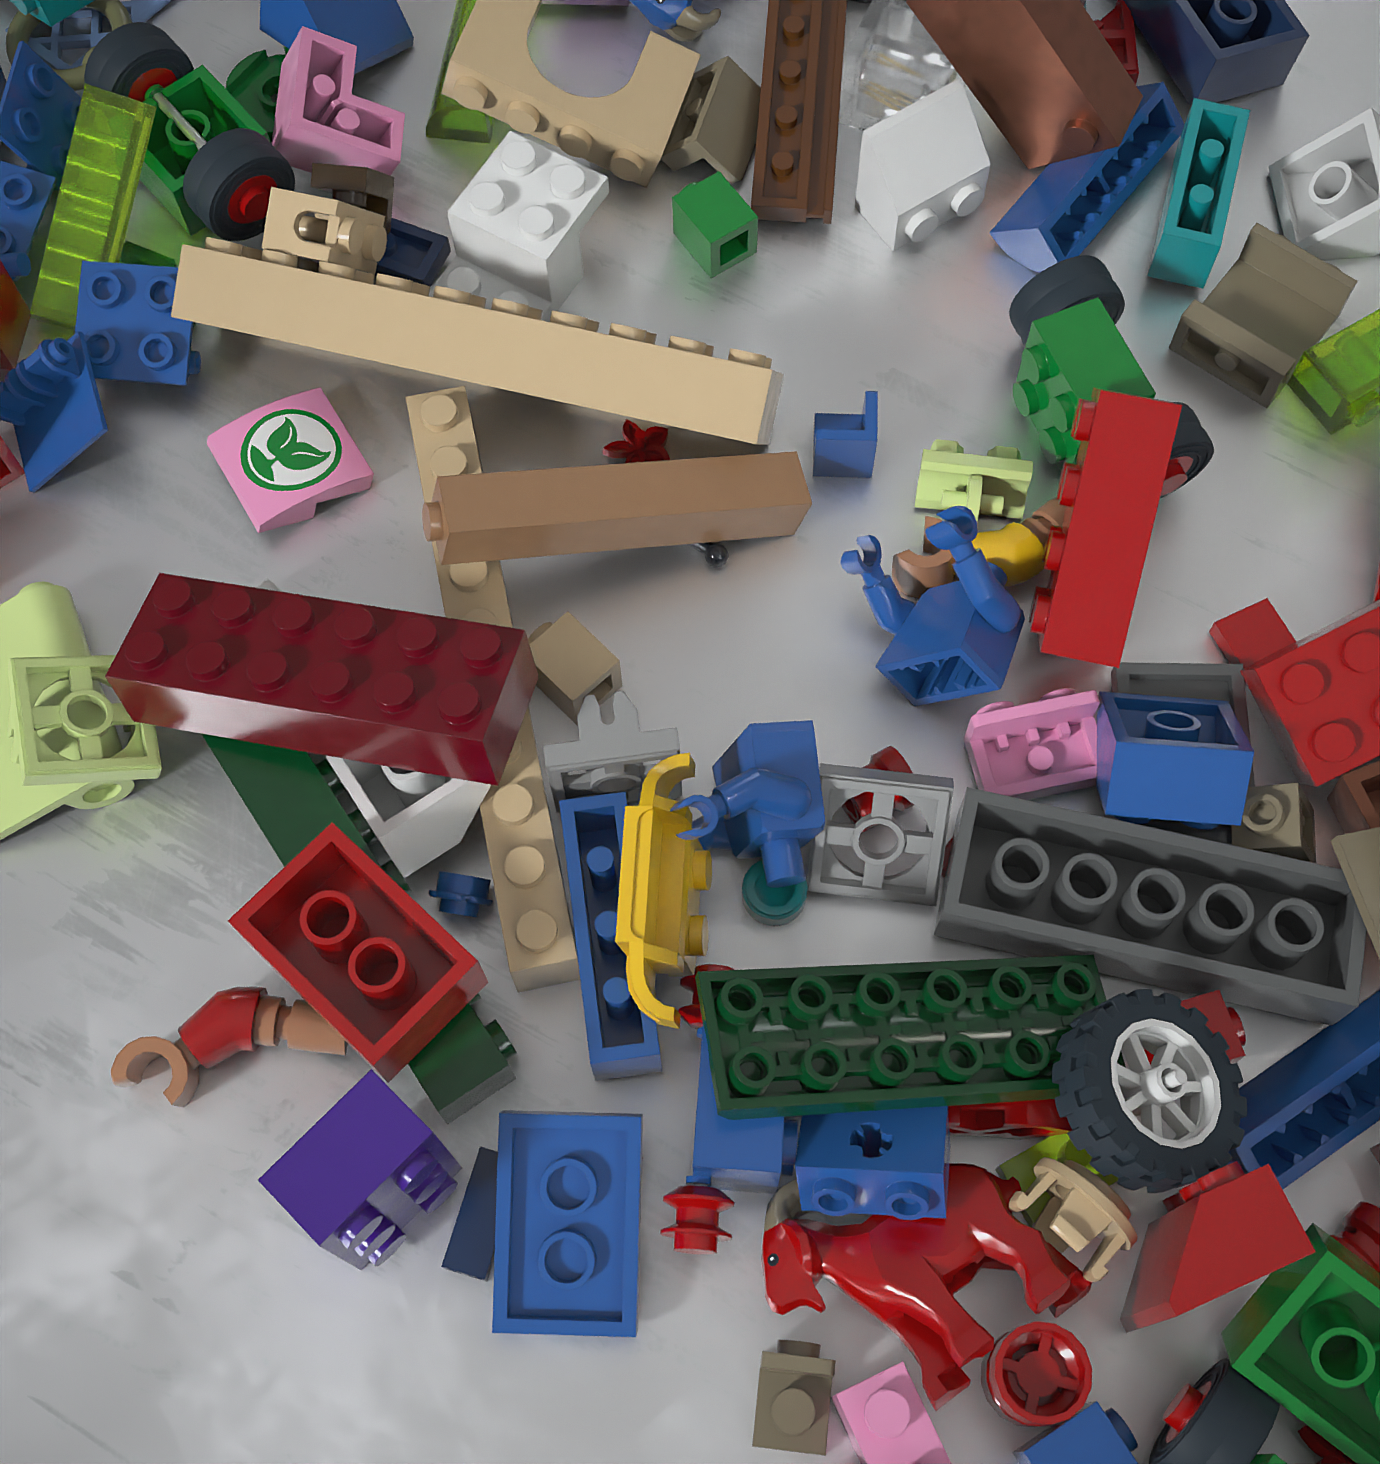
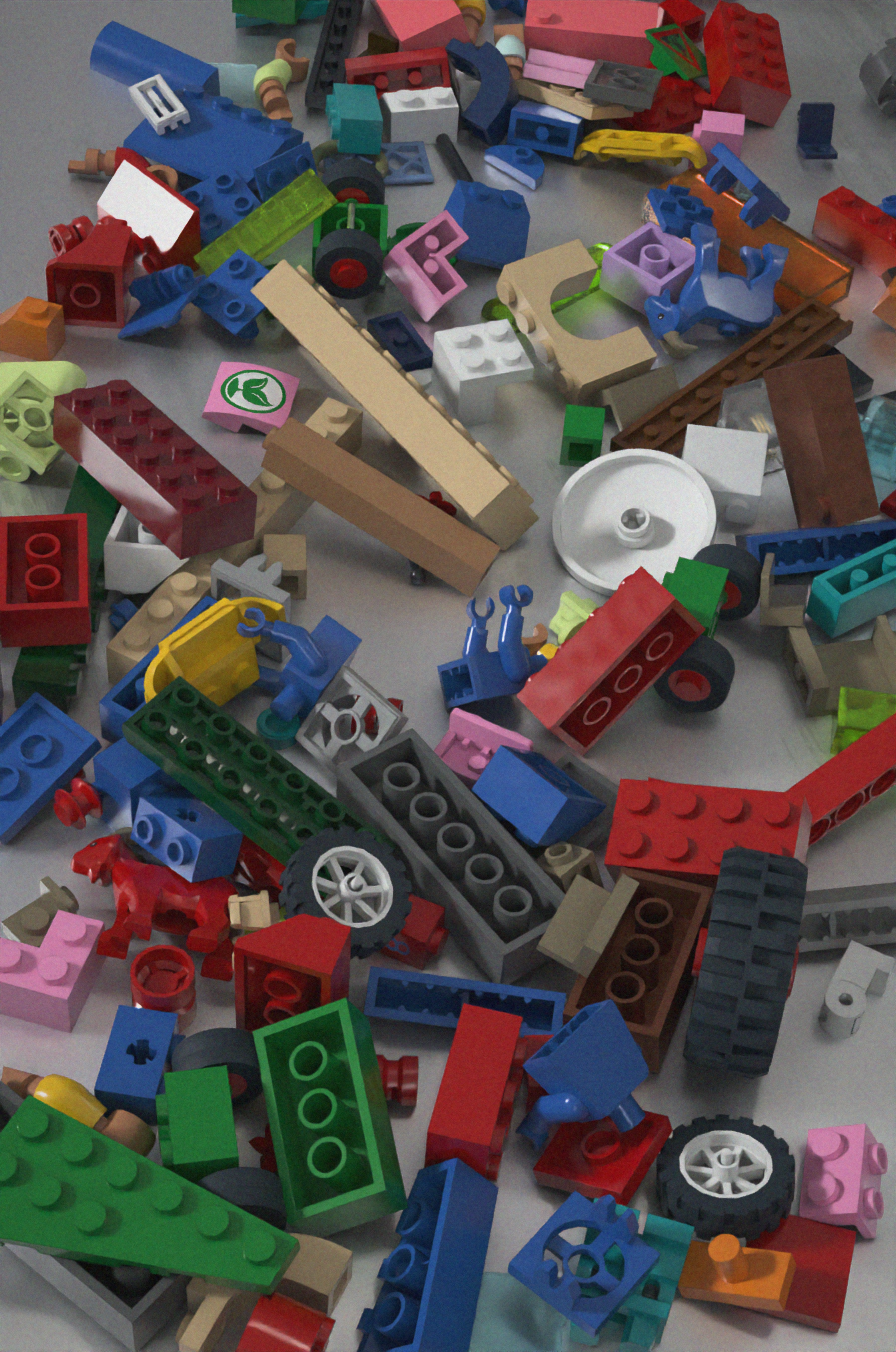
camera: 35 degrees right, 20 degrees down
(337, 232) = (367, 307): tan brick -> none
(357, 187) = (405, 303): dark brown bracket -> none
(846, 442) = (540, 570): blue panel -> none
(895, 299) = (631, 514): none -> white dish
(1149, 288) = (780, 603): none -> dark tan panel

